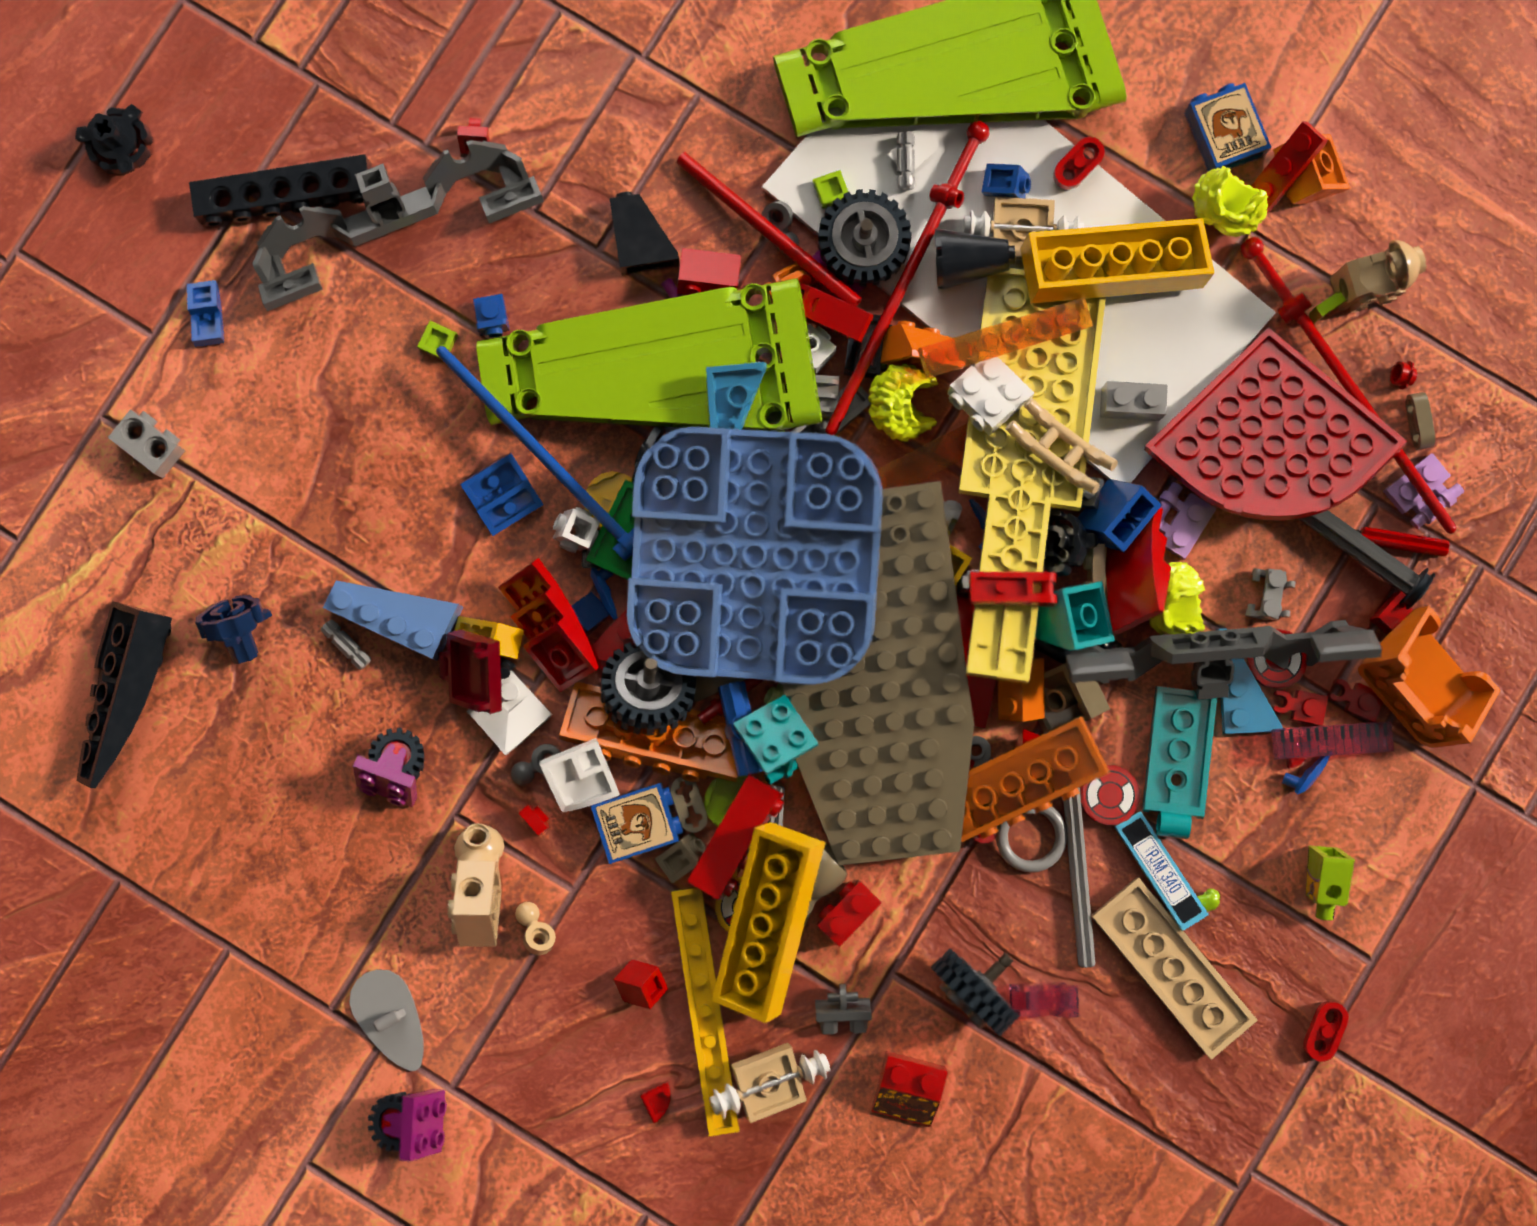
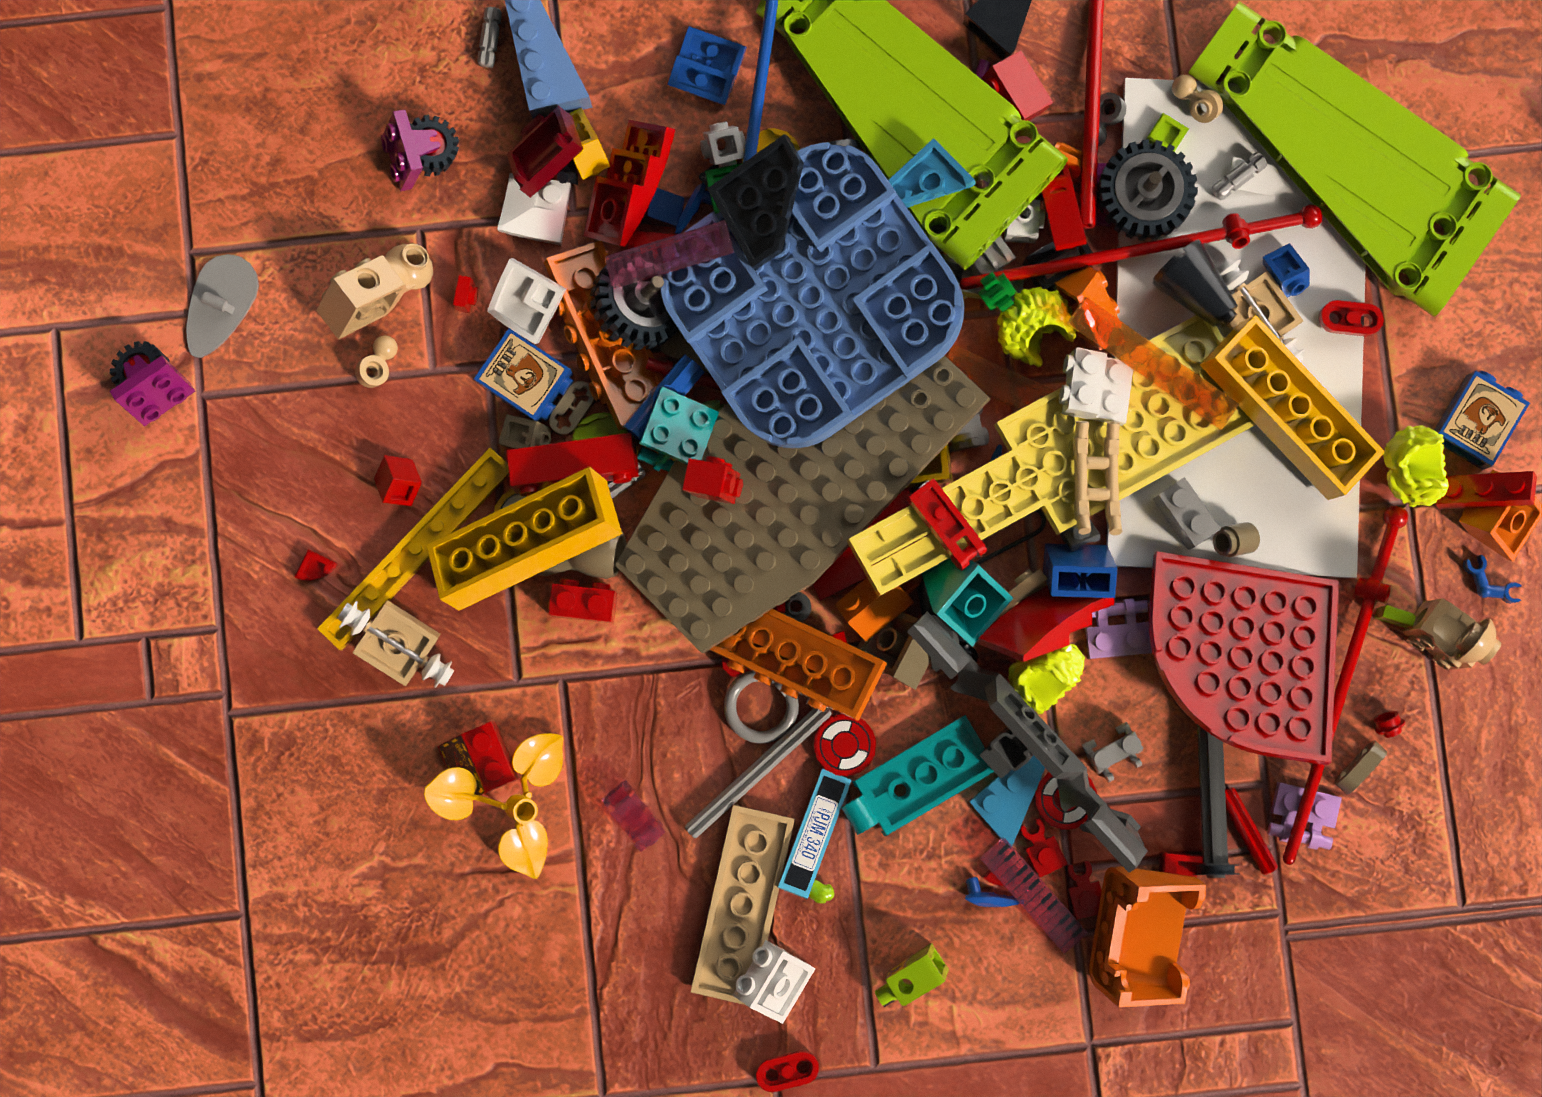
camera: 55 degrees right, 0 degrees up
(524, 772) = (495, 257): dark grey plate -> none
(636, 638) = (669, 254): none -> clear pink tile
(650, 536) = (760, 199): none -> black plate
(807, 147) = (1185, 88): none -> tan plate
(839, 740) = (713, 480): none -> red brick
(843, 1007) = (503, 658): dark grey hips -> none
(858, 411) = (997, 291): none -> green gear
(975, 991) = (597, 751): black wheel -> none
(1002, 1102) = (525, 845): none -> yellow plant
(1066, 545) = (1020, 545): black piece -> none
(1182, 379) = (1236, 539): none -> dark tan brick
(1251, 990) = (773, 981): none -> white plate
(1353, 225) = (1483, 588): none -> blue arm

